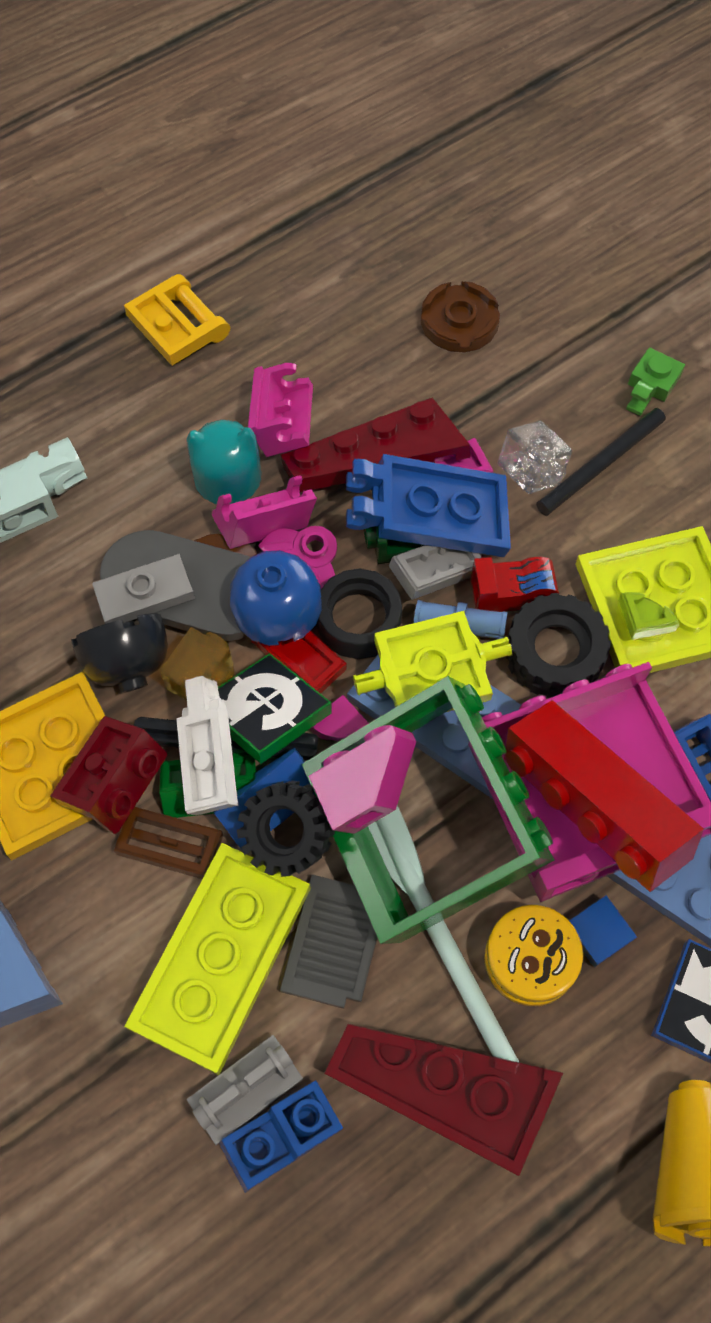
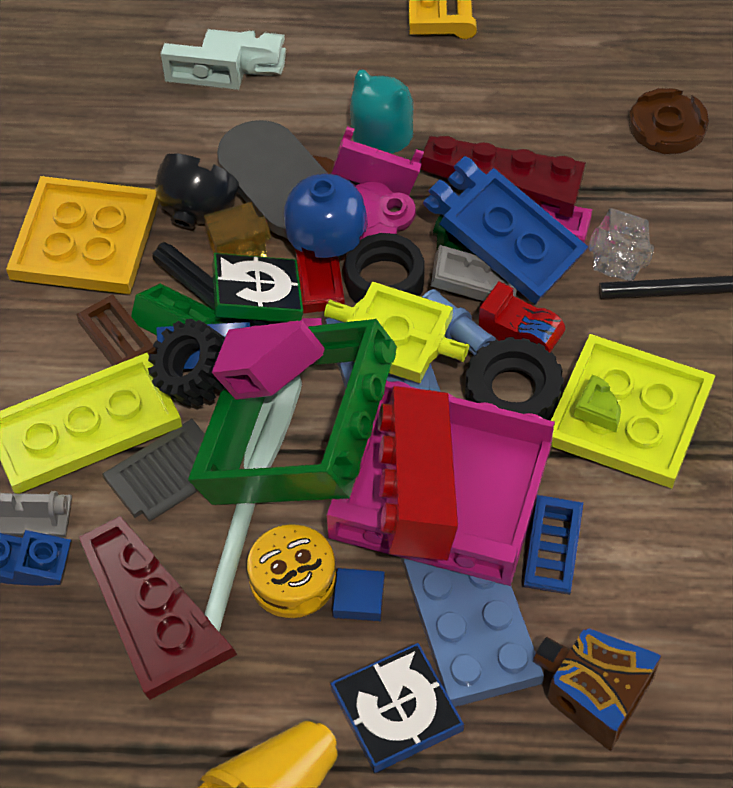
camera: 40 degrees right, 10 degrees down
(110, 773) = (113, 260): dark red bracket -> none
(143, 590) = (243, 159): light grey plate -> none
(206, 749) = (185, 279): white hinge -> none
(280, 409) = (453, 101): dark pink hinge -> none

